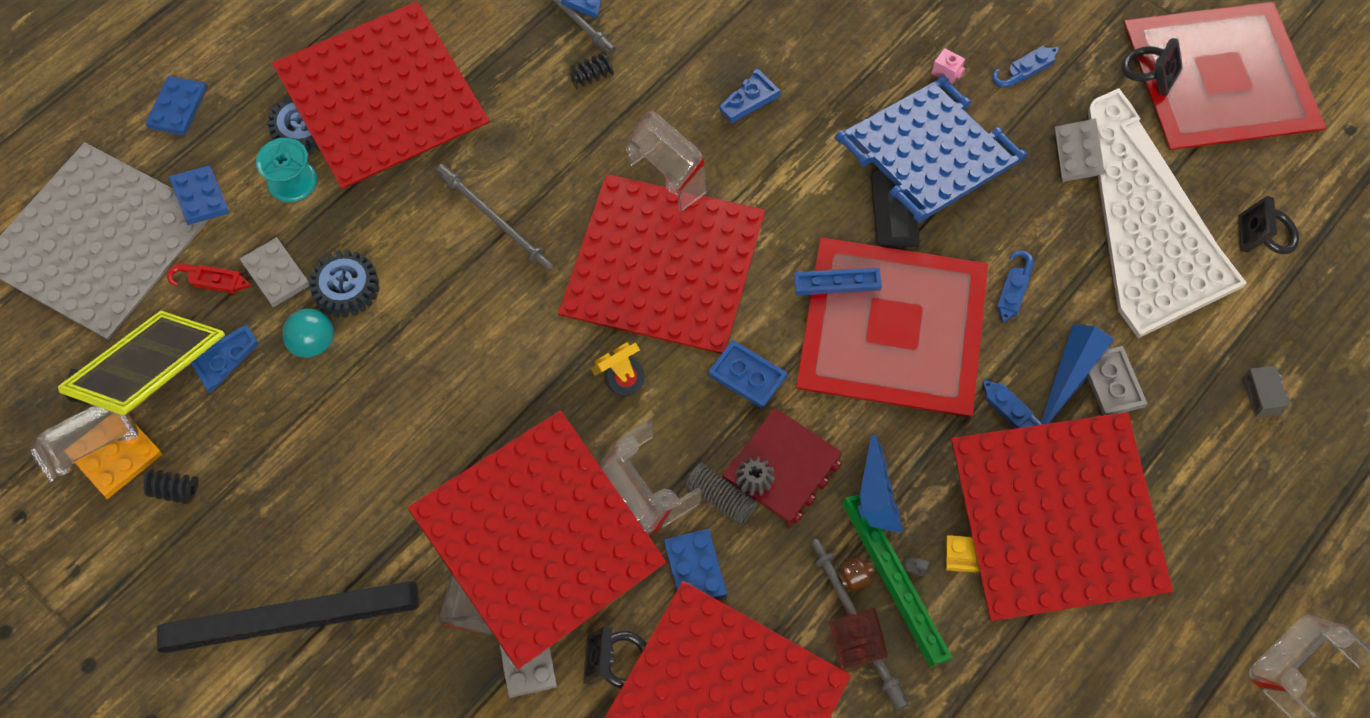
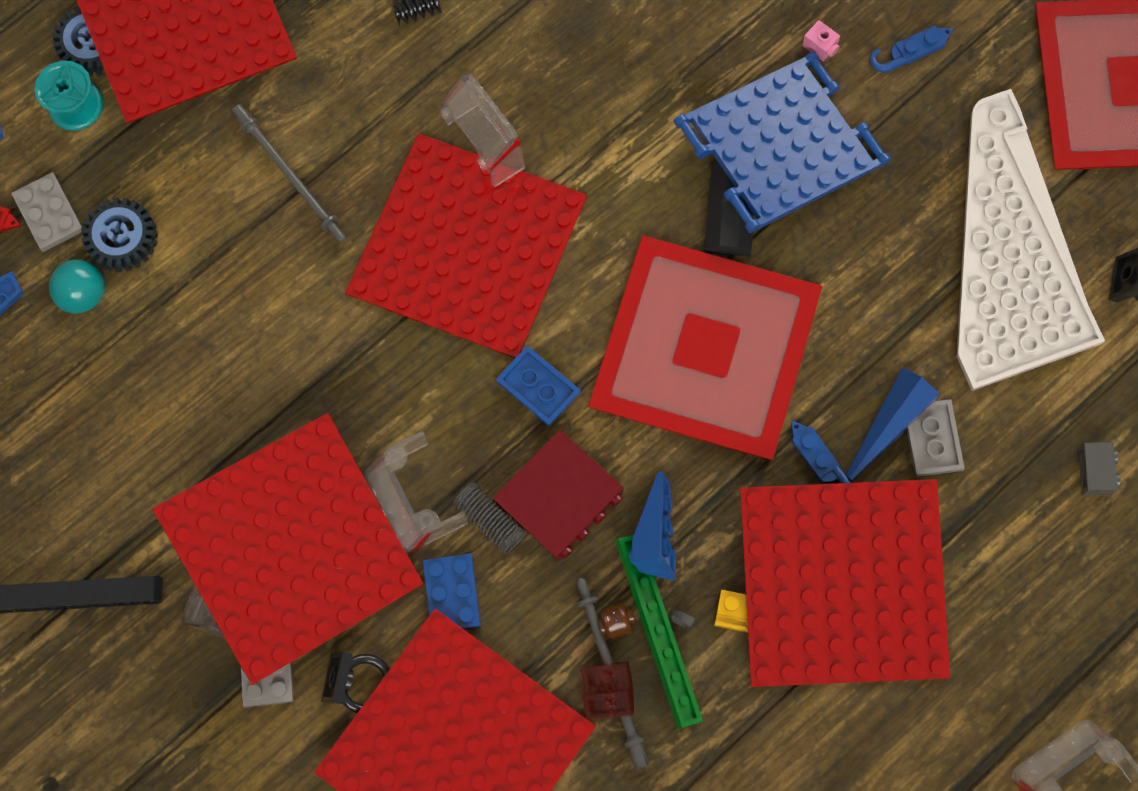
camera: 10 degrees right, 10 degrees up
(622, 374) = (403, 371): plate -> none
(750, 97) = (591, 56): blue wing -> none
(750, 482) = (516, 509): dark grey gear -> none
(837, 281) = (651, 290): blue plate -> none
(1015, 287) = (847, 316): blue plate -> none
(1079, 150) = (950, 160): light grey plate -> none
(1167, 66) = (1067, 72): black tile -> none

